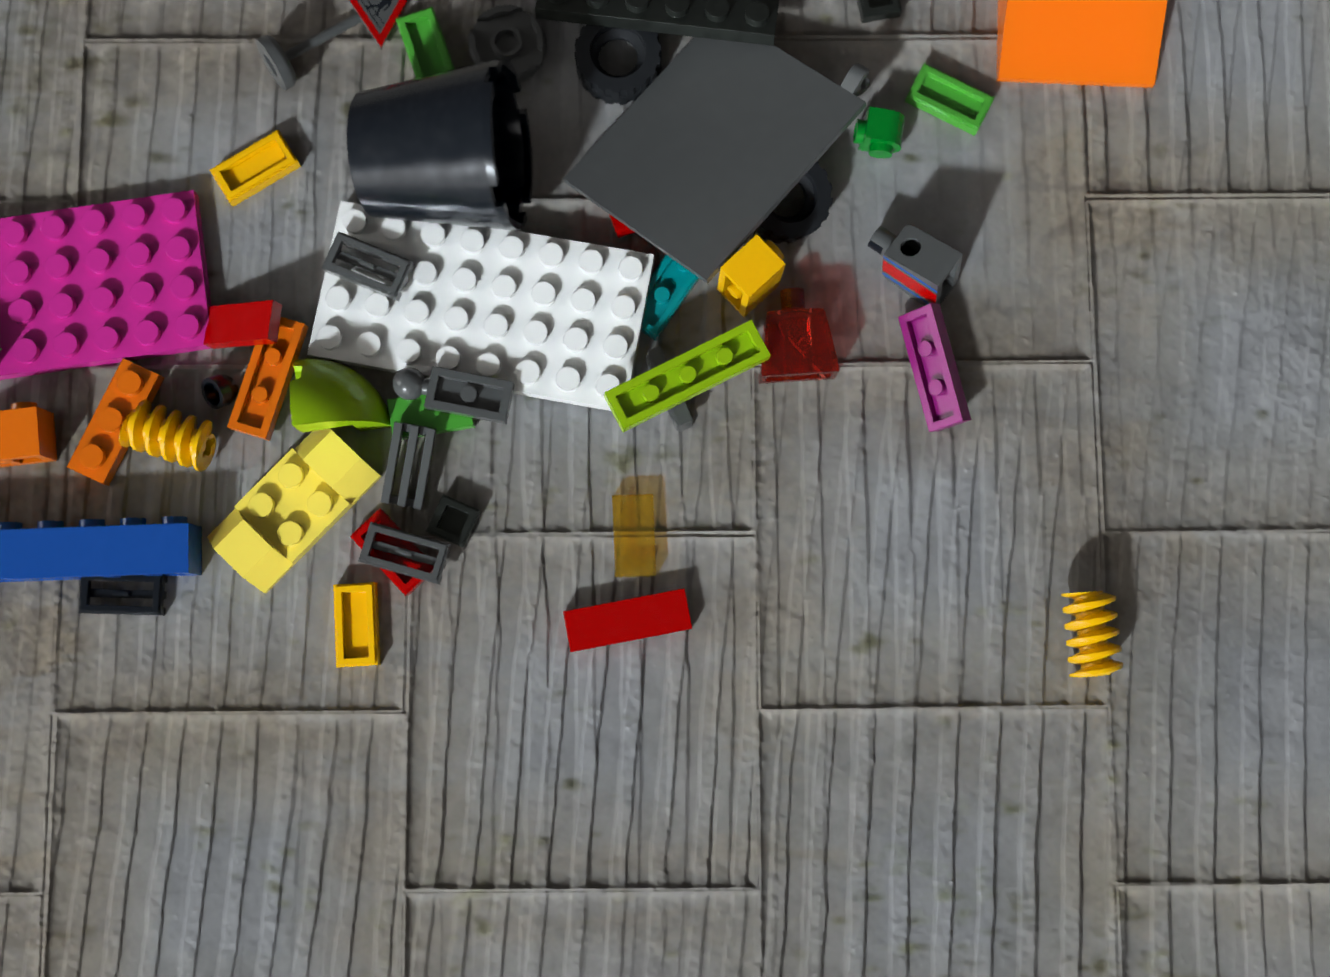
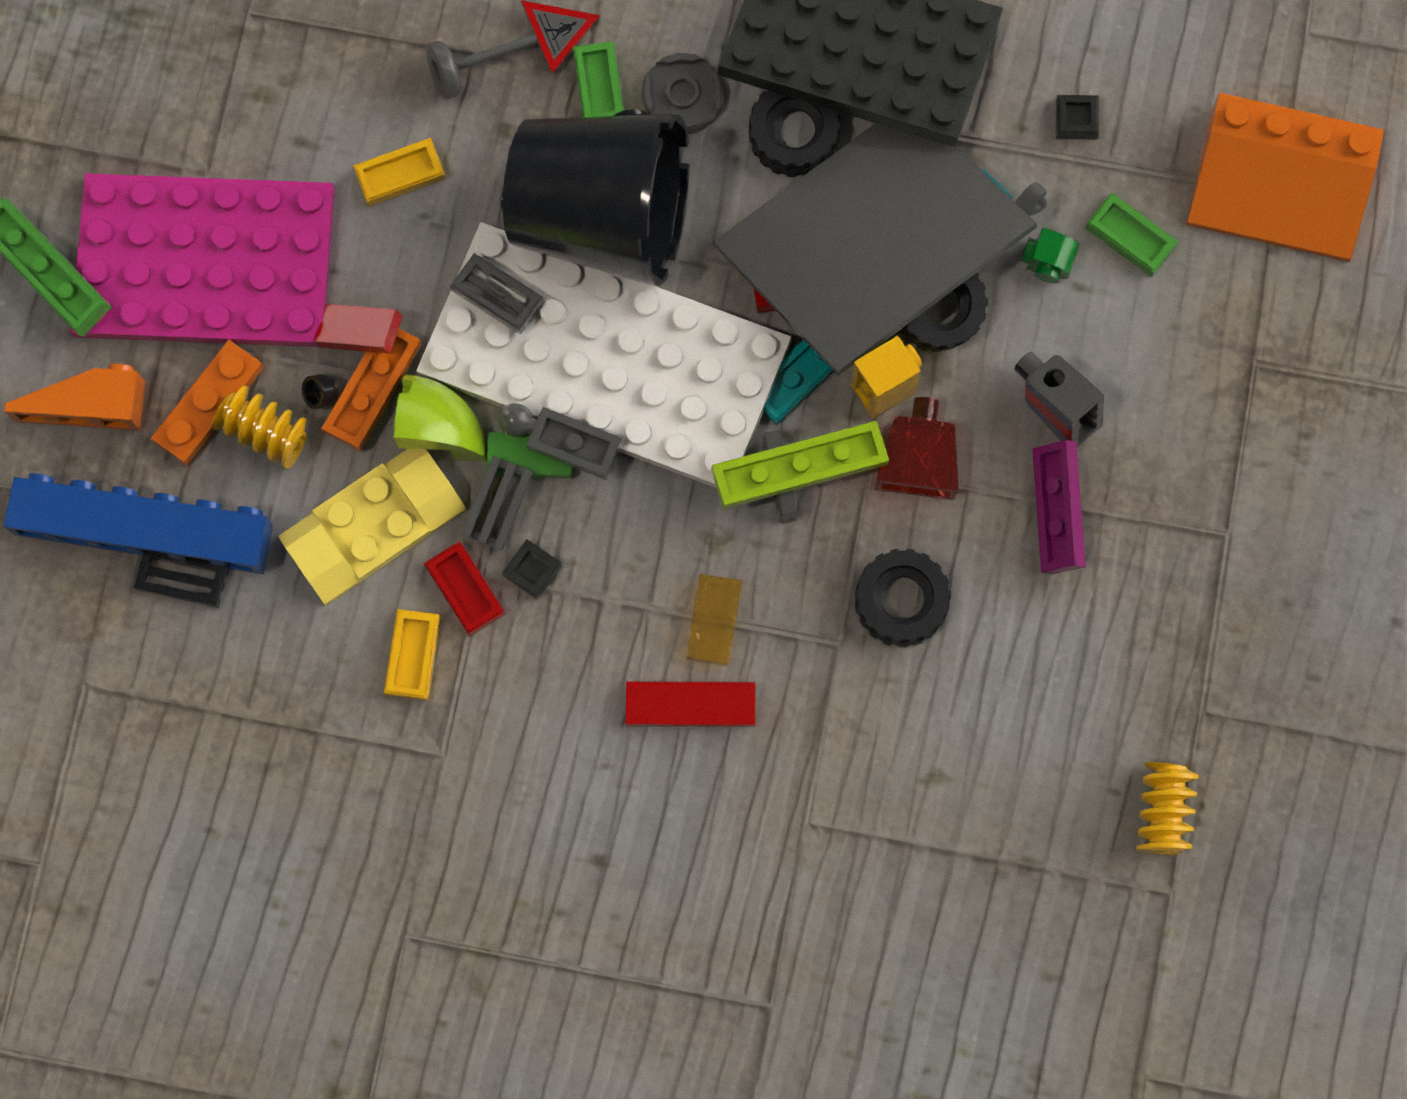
camera: 15 degrees right, 5 degrees down
(439, 563) = (509, 607): dark grey tile -> none
(806, 450) = (907, 565): none -> black tyre

